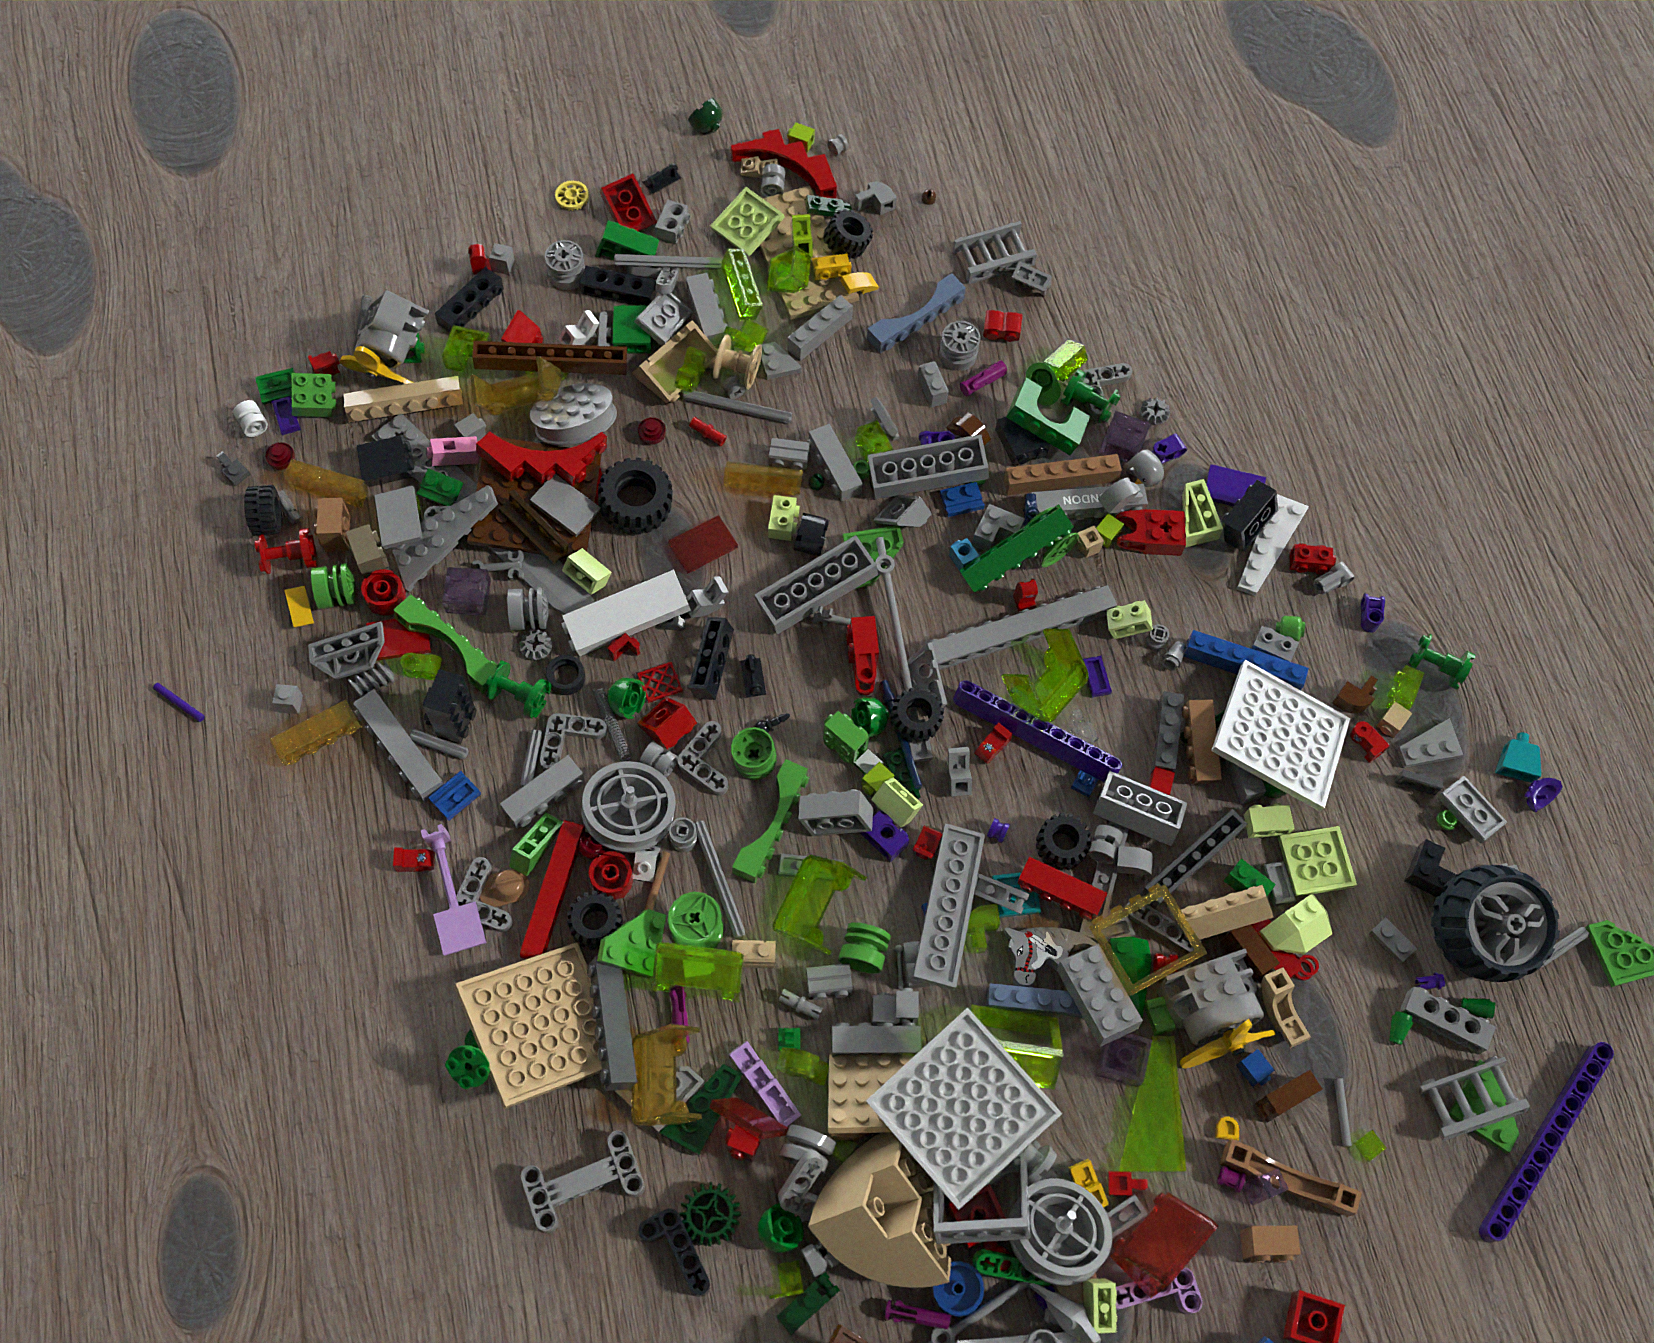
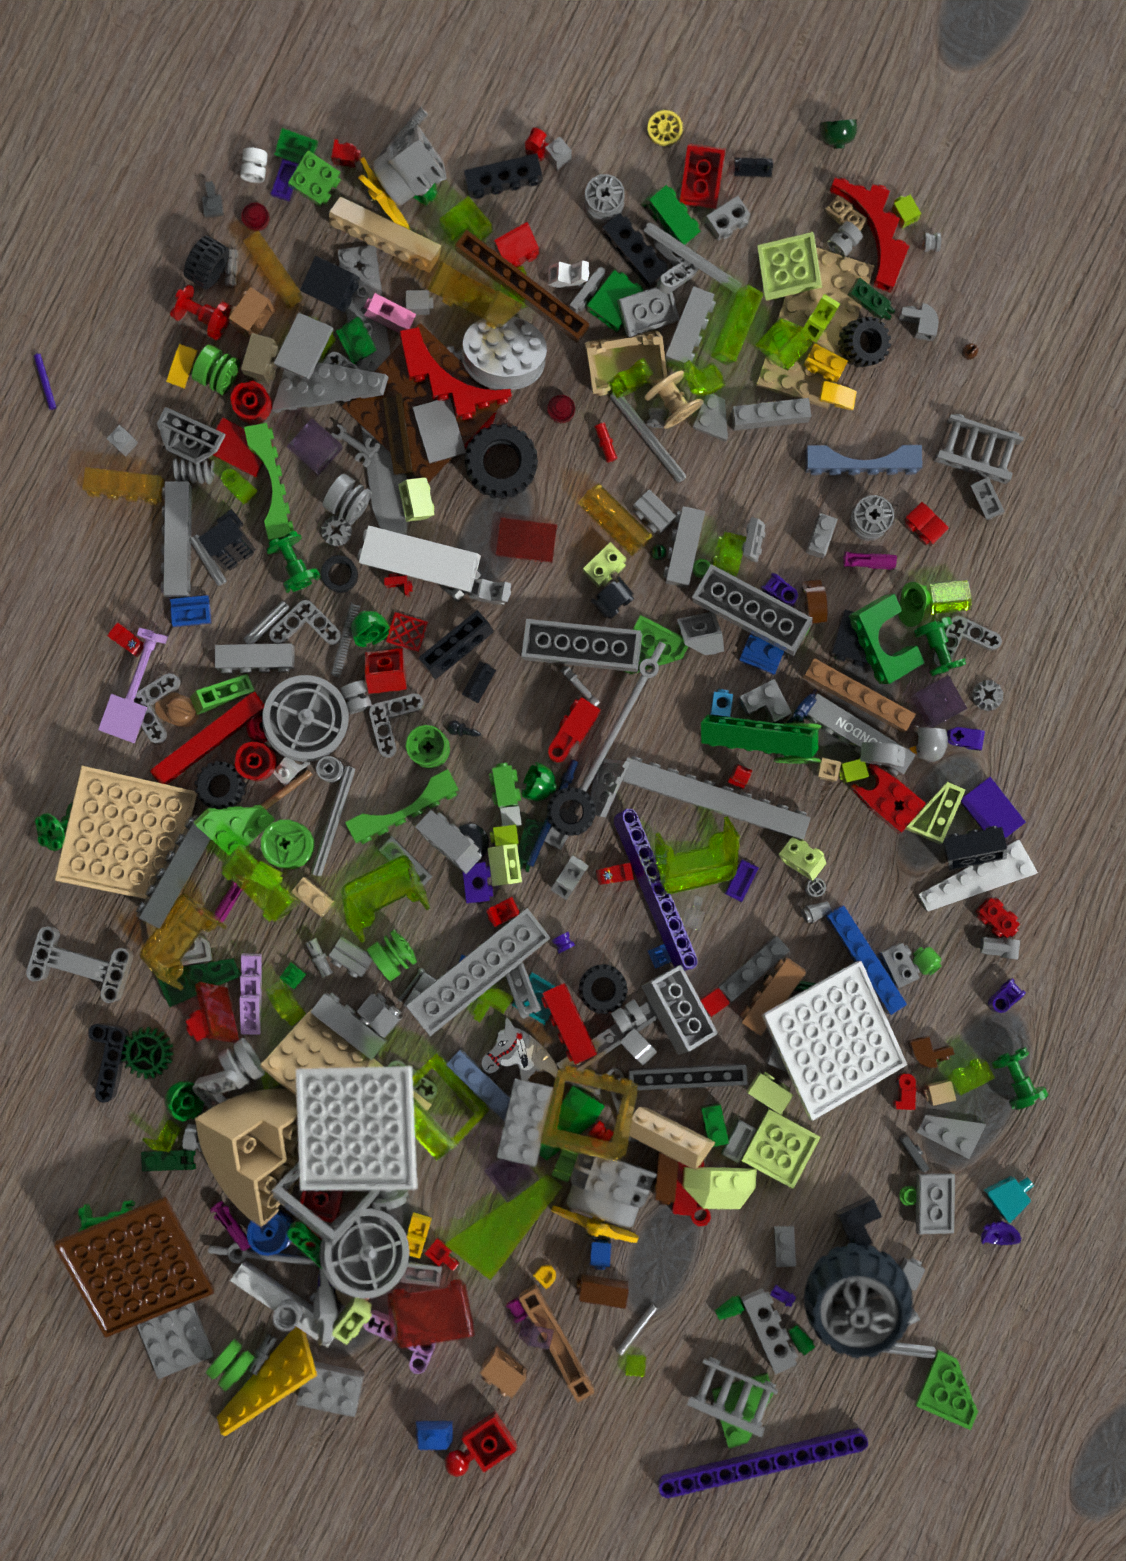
camera: 45 degrees right, 20 degrees up
(1277, 998) = (654, 1232): tan arch -> none

